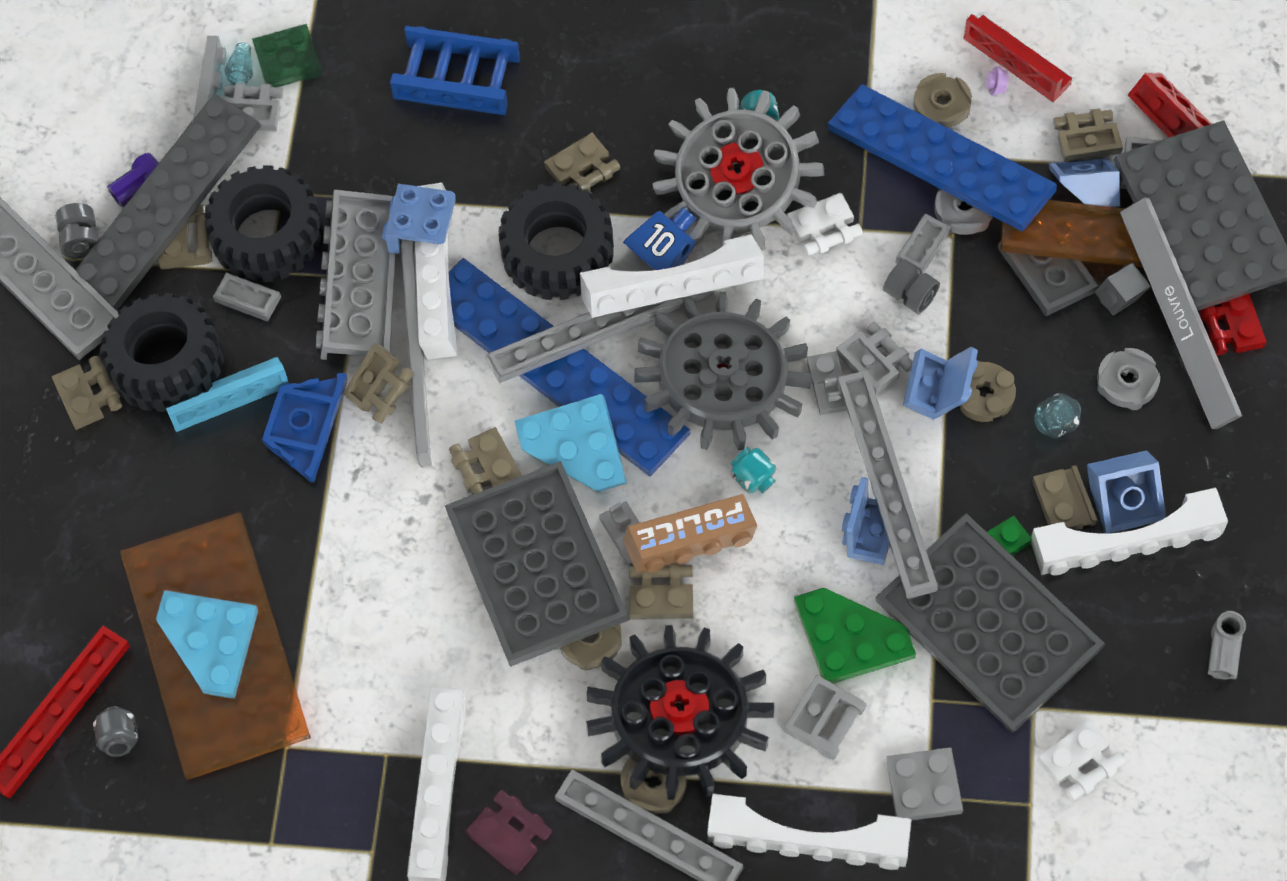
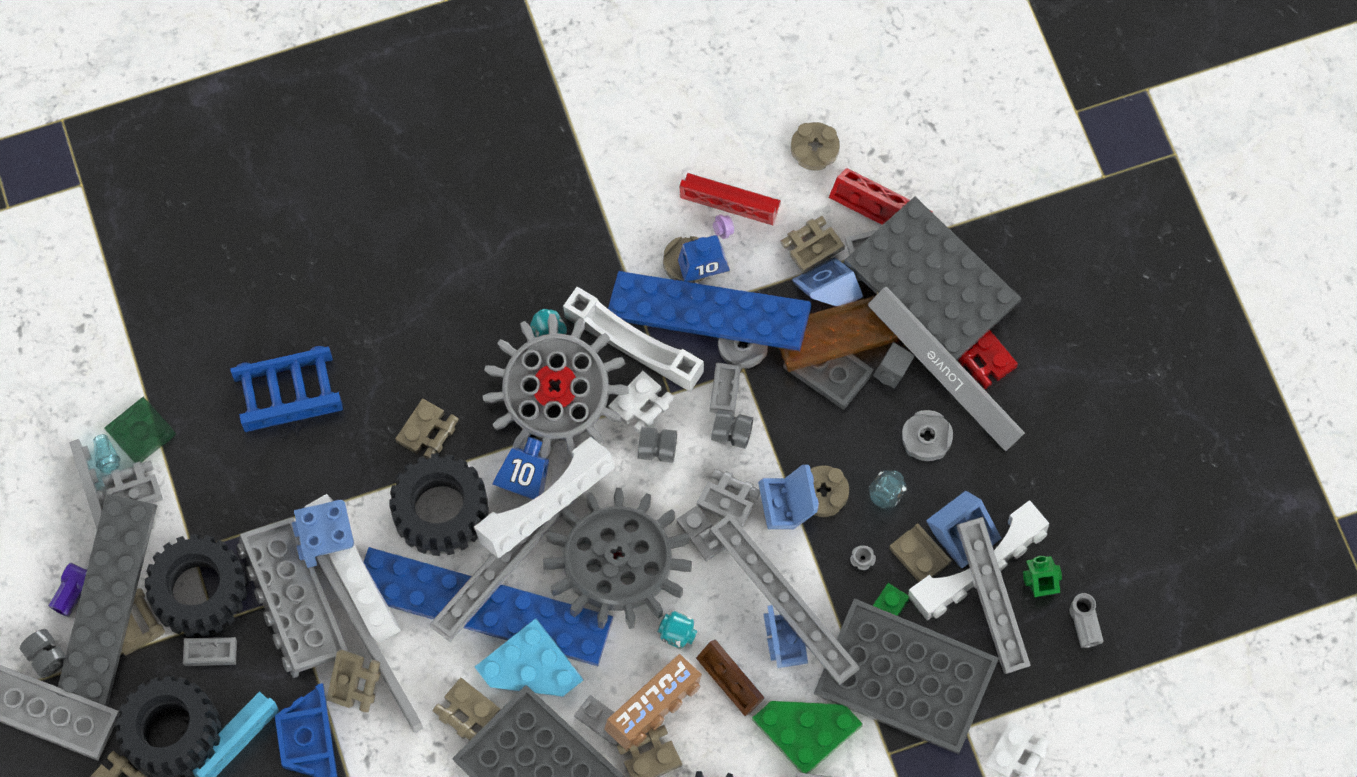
camera: 25 degrees left, 5 degrees up
(788, 544) = (730, 677): none -> reddish brown plate
(819, 270) = (657, 444): none -> dark grey wheel
(876, 195) = (668, 361): none -> white arch
(958, 98) = (702, 258): none -> blue torso
(1001, 471) = (864, 551): none -> light grey plate
(1128, 572) = (993, 595): none -> light grey plate
(1136, 24) = (810, 133): none -> dark tan plate
(1195, 576) = (1042, 576): none -> green brick

